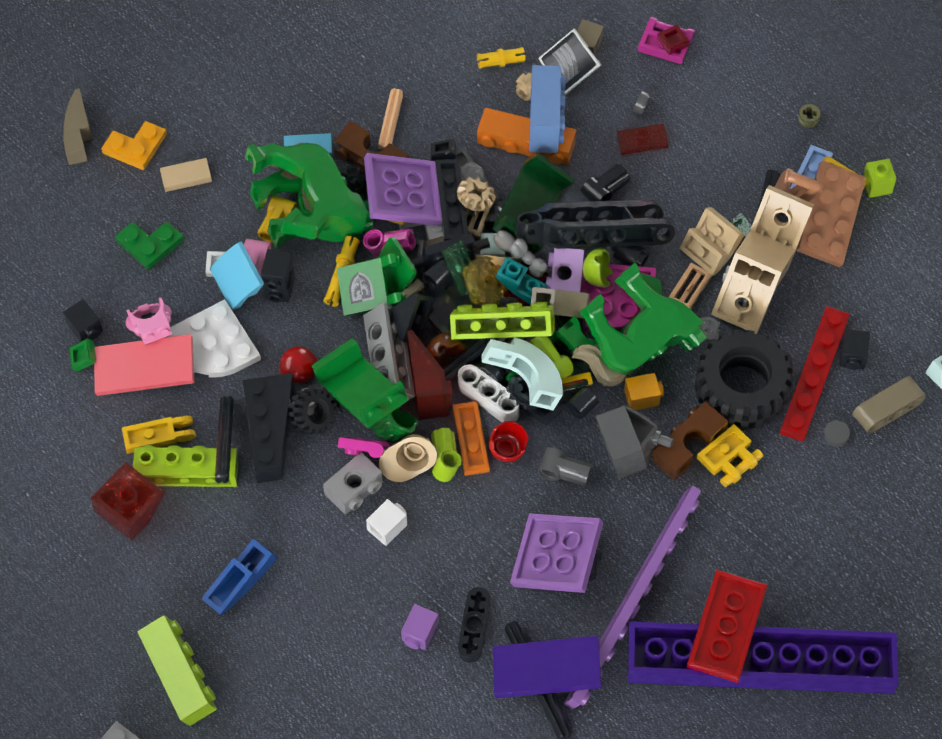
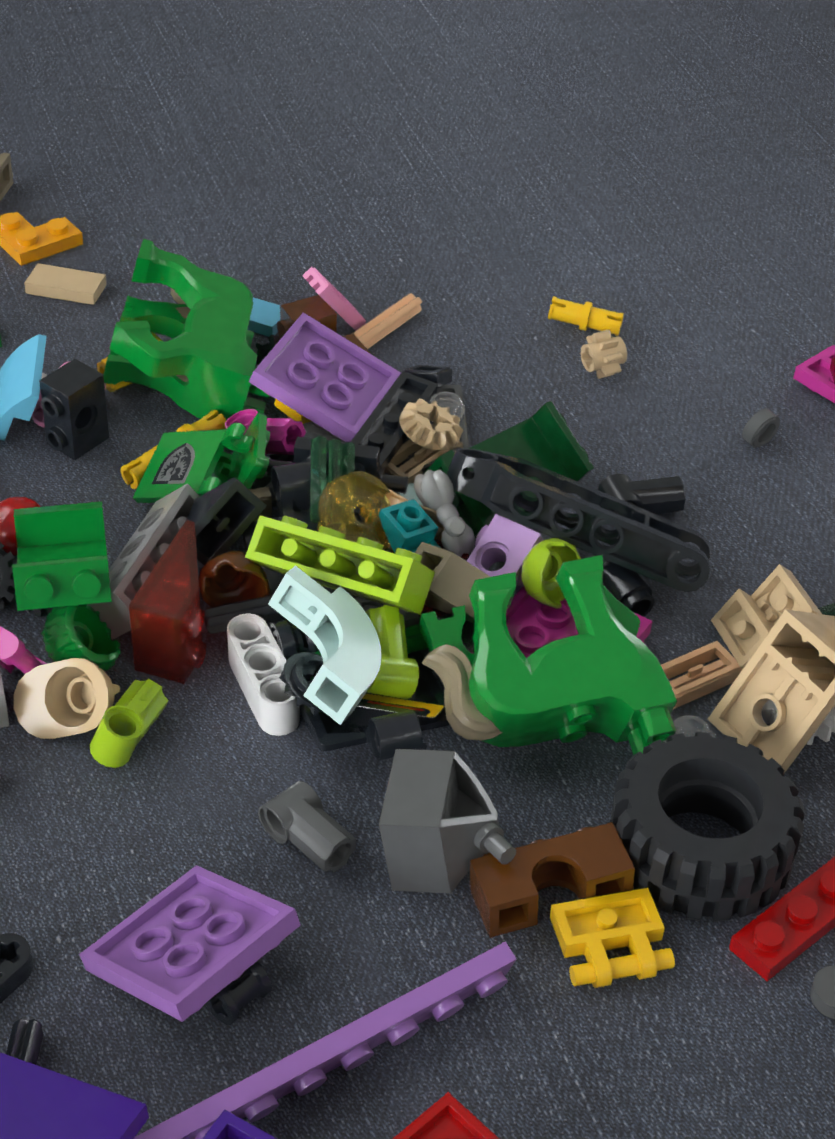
camera: 25 degrees right, 20 degrees down
(357, 118) = (334, 298): none -> bright pink tile
(471, 438) = (191, 725): orange tile -> none
(508, 441) = (241, 746): red hair -> none
(513, 135) = (528, 382): orange brick -> none
(547, 109) = (599, 357): medium blue brick -> none
(574, 58) = (680, 346): slope -> none
(591, 34) = (724, 338): dark tan brick -> none
(642, 139) = (736, 471): clear red plate -> none
(643, 391) = (519, 775): light orange brick -> none

